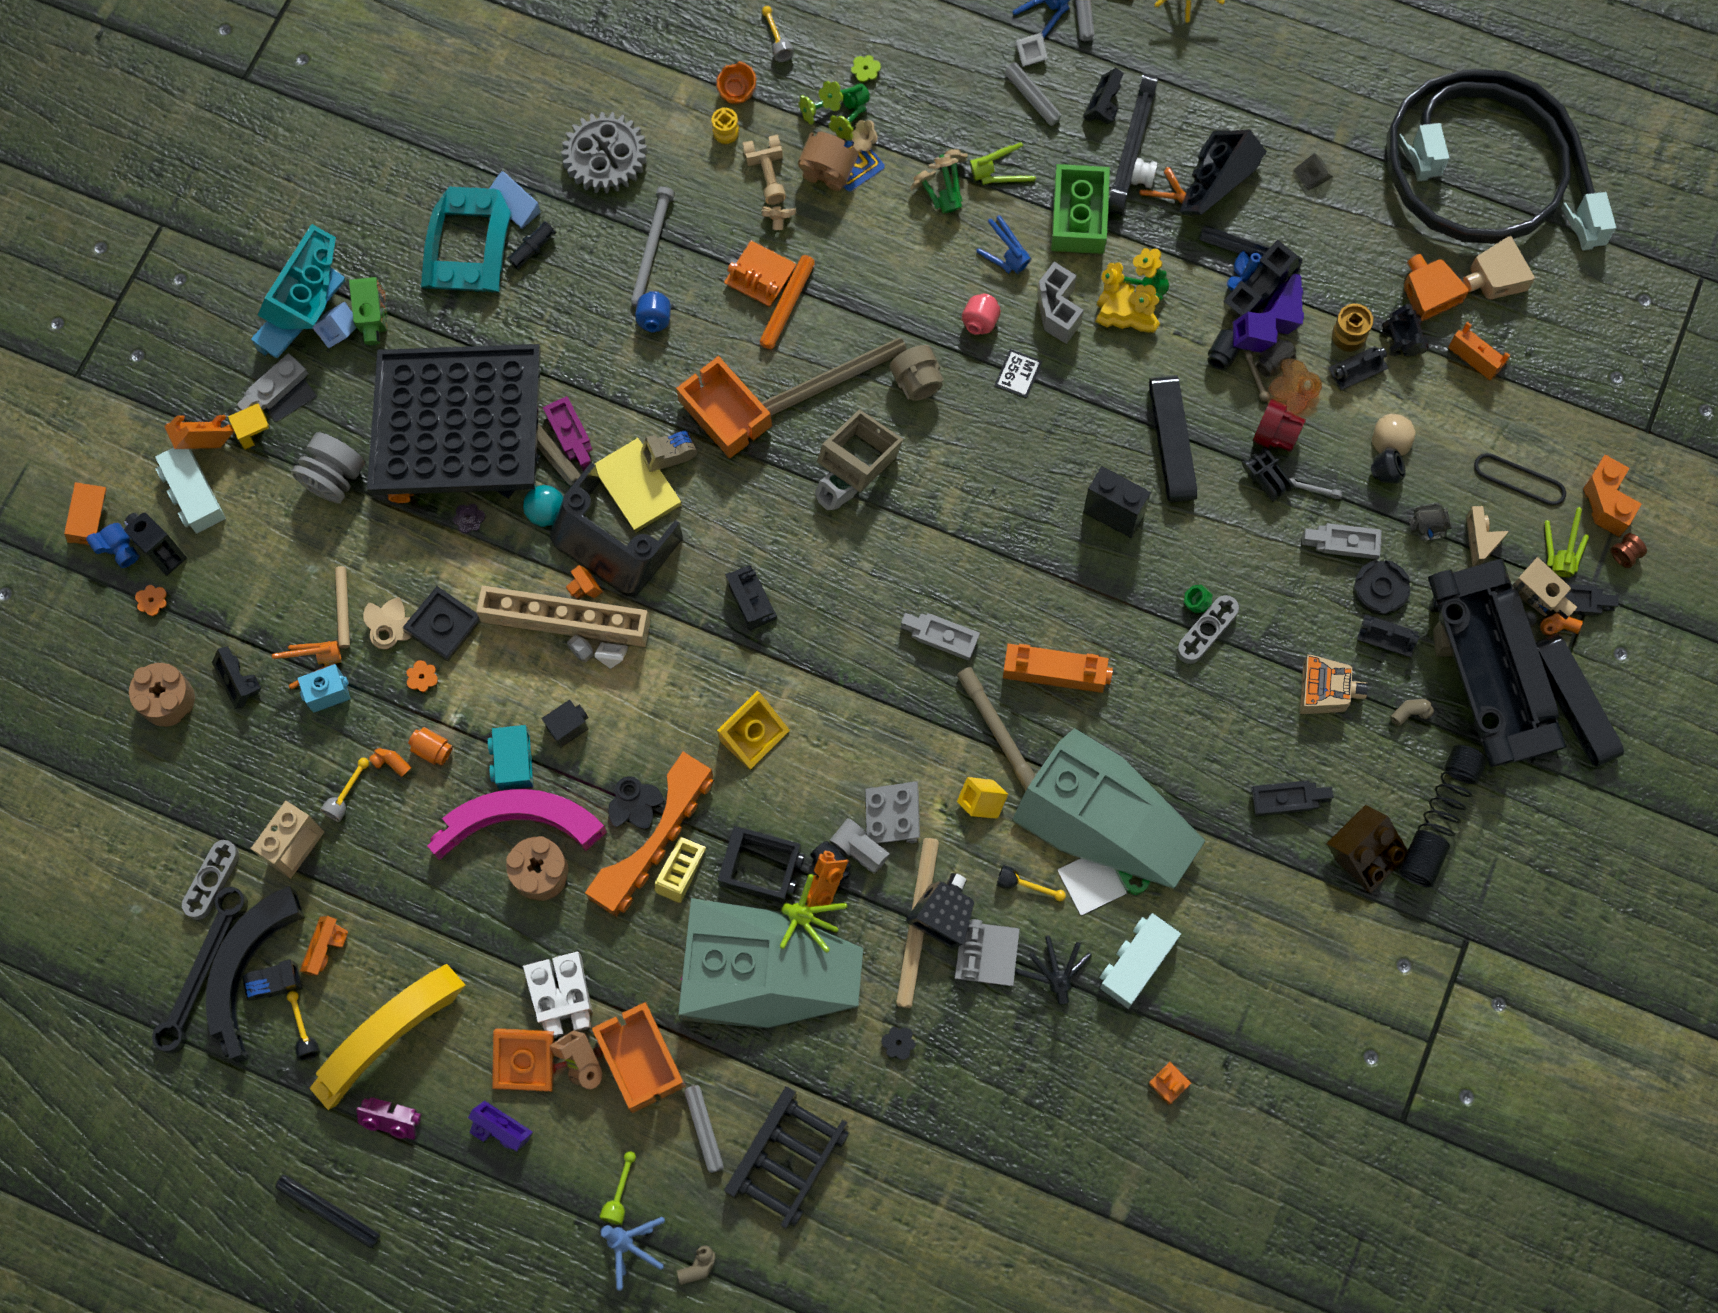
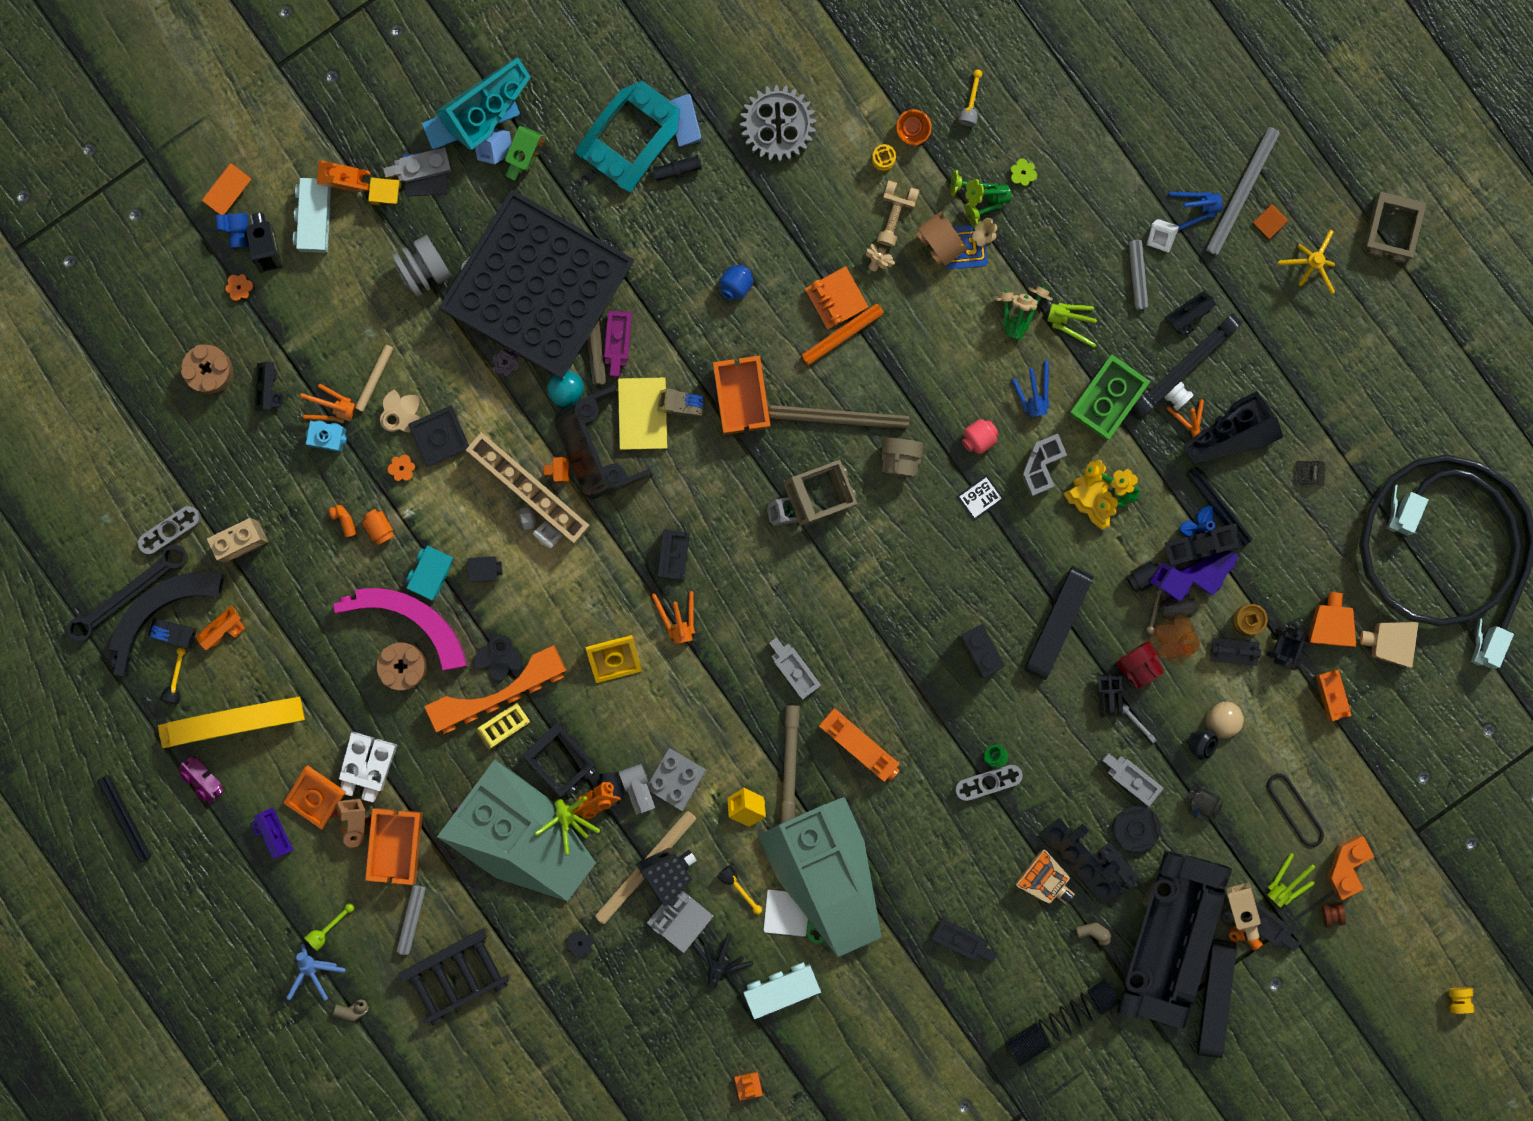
camera: 25 degrees right, 15 degrees up
(335, 807) = (286, 530): hinge -> none
(664, 196) = (769, 222): light grey bar -> none
(806, 664) = (680, 631): none -> orange plant
(1368, 847) = (994, 1011): dark brown slope -> none
(1370, 653) = (1074, 853): none -> black hinge
(1481, 541) = (1229, 844): tan slope -> none

